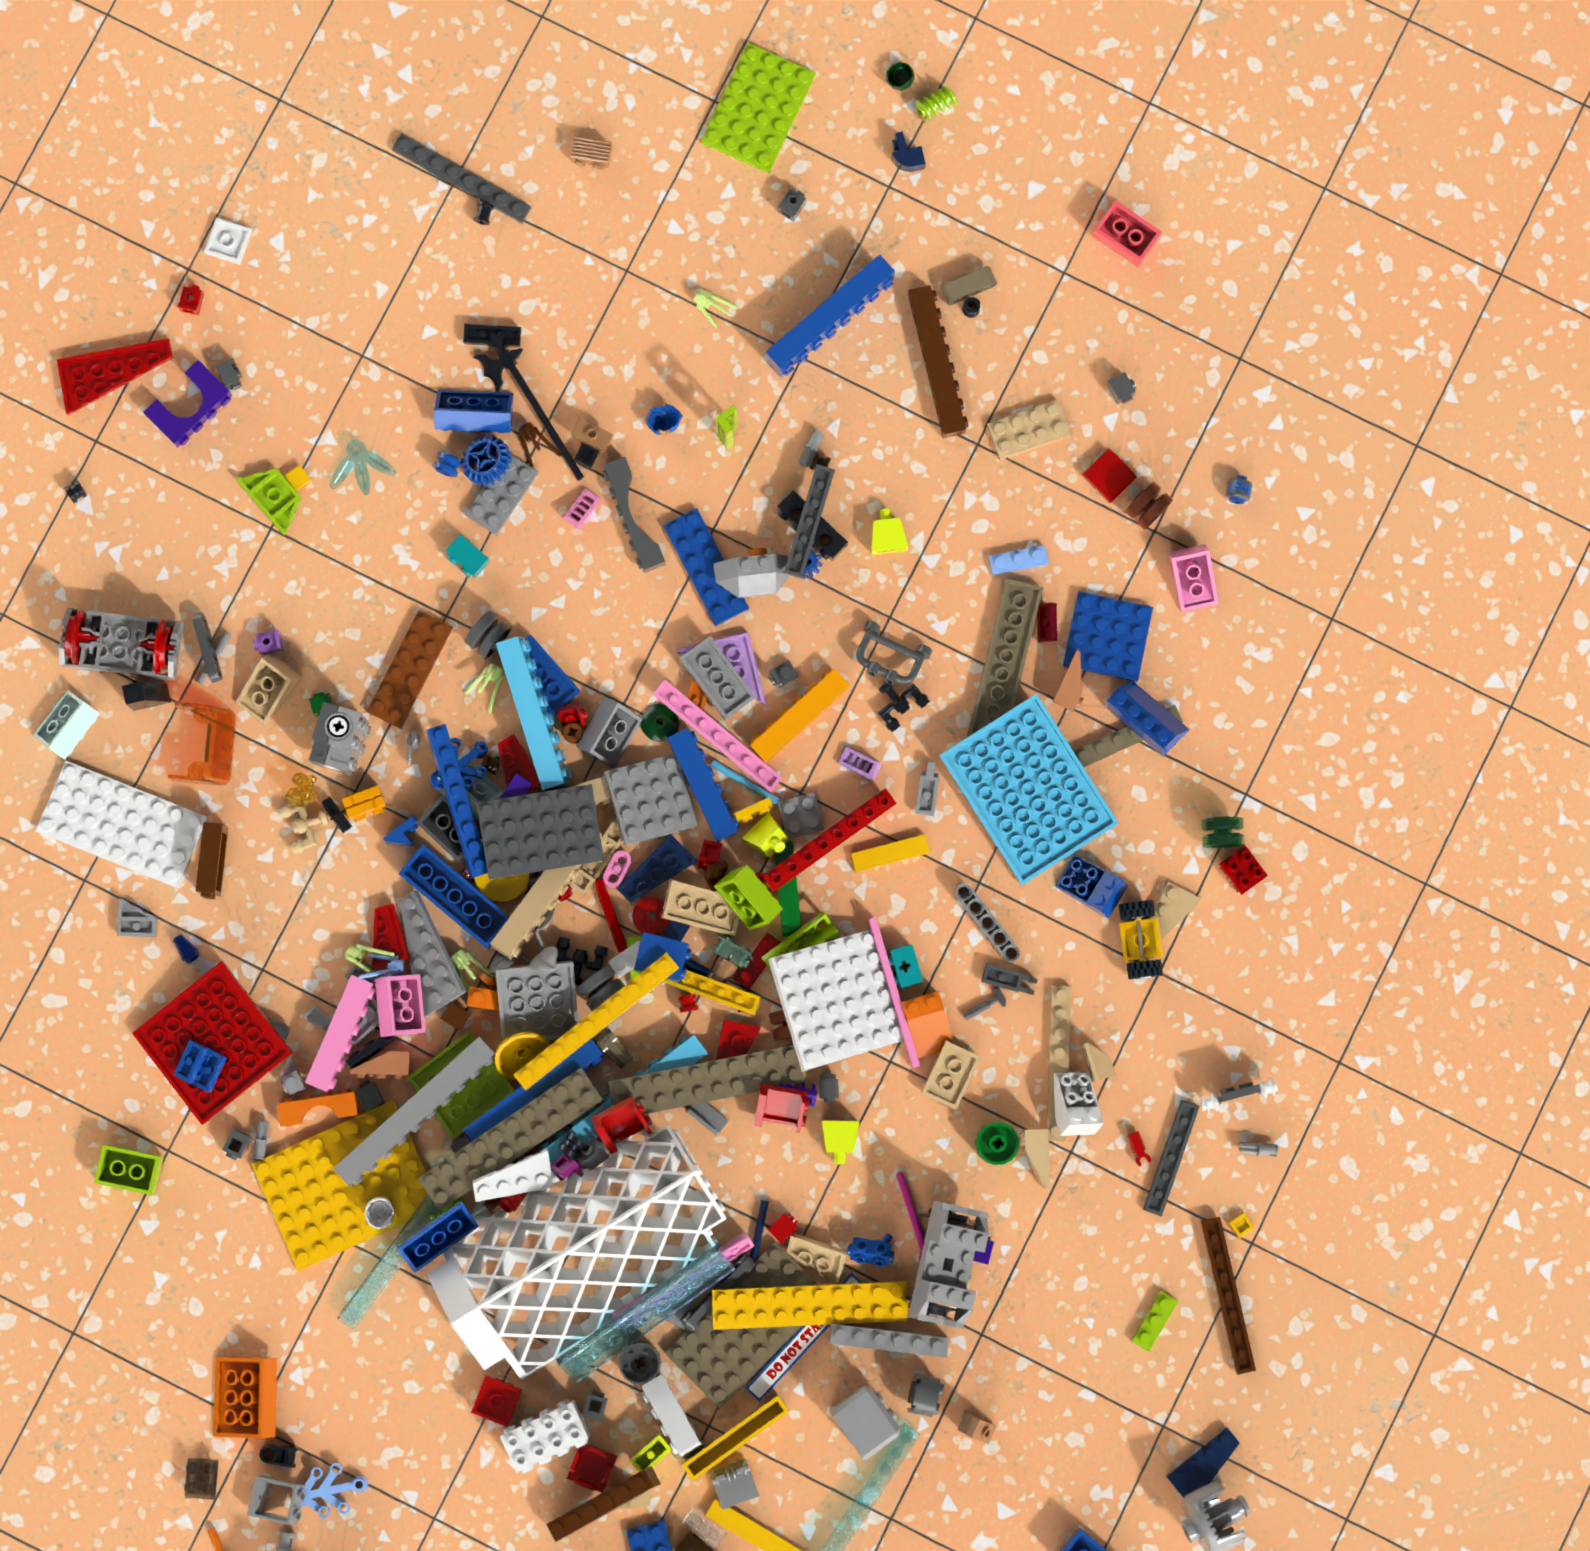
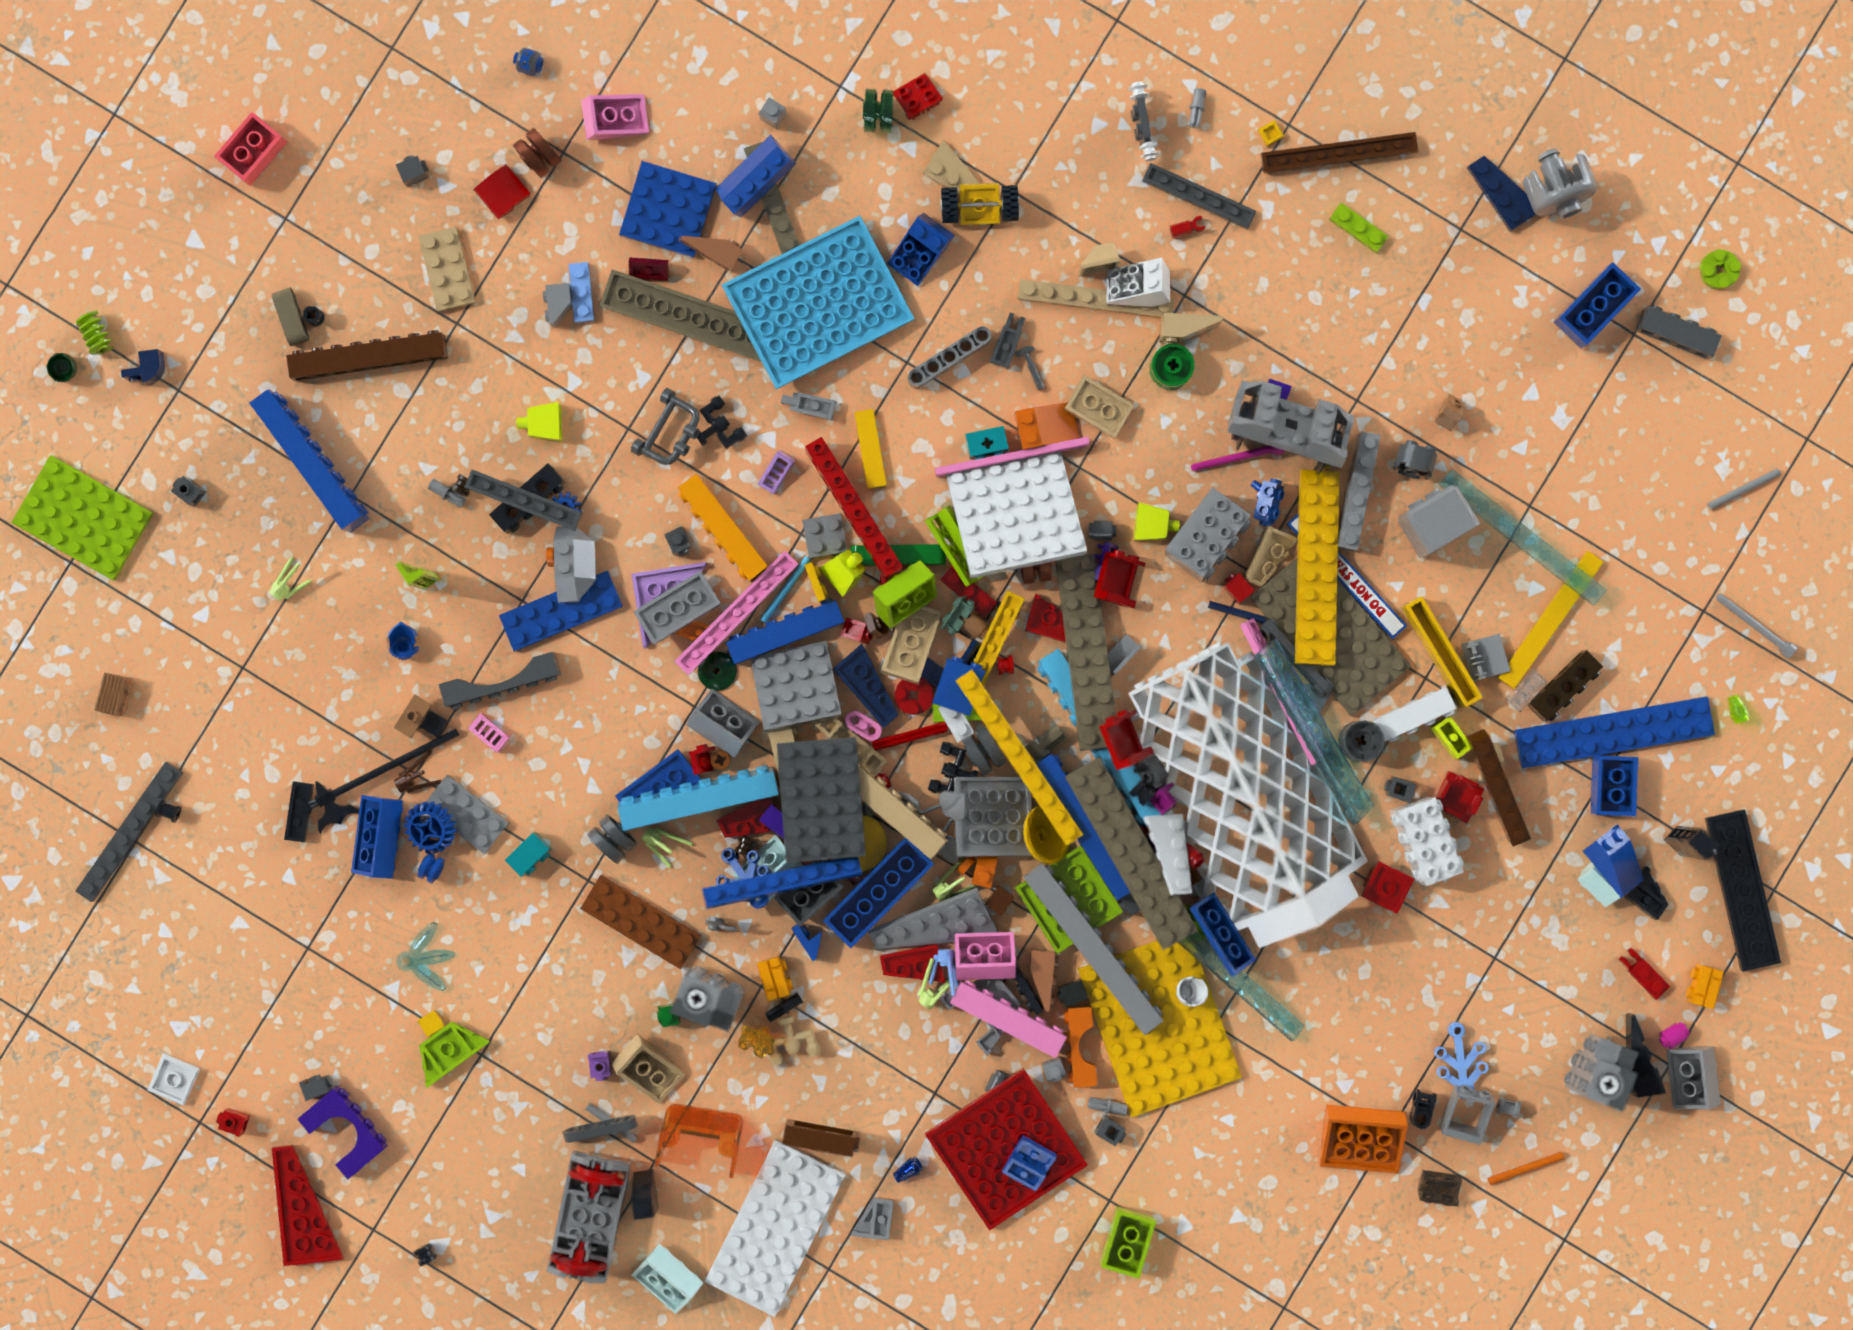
camera: 85 degrees left, 5 degrees up
(831, 1192) = (1208, 535): none -> light grey brick
(1007, 538) = (558, 302): none -> light grey slope
(1211, 729) = (772, 113): none -> light grey brick

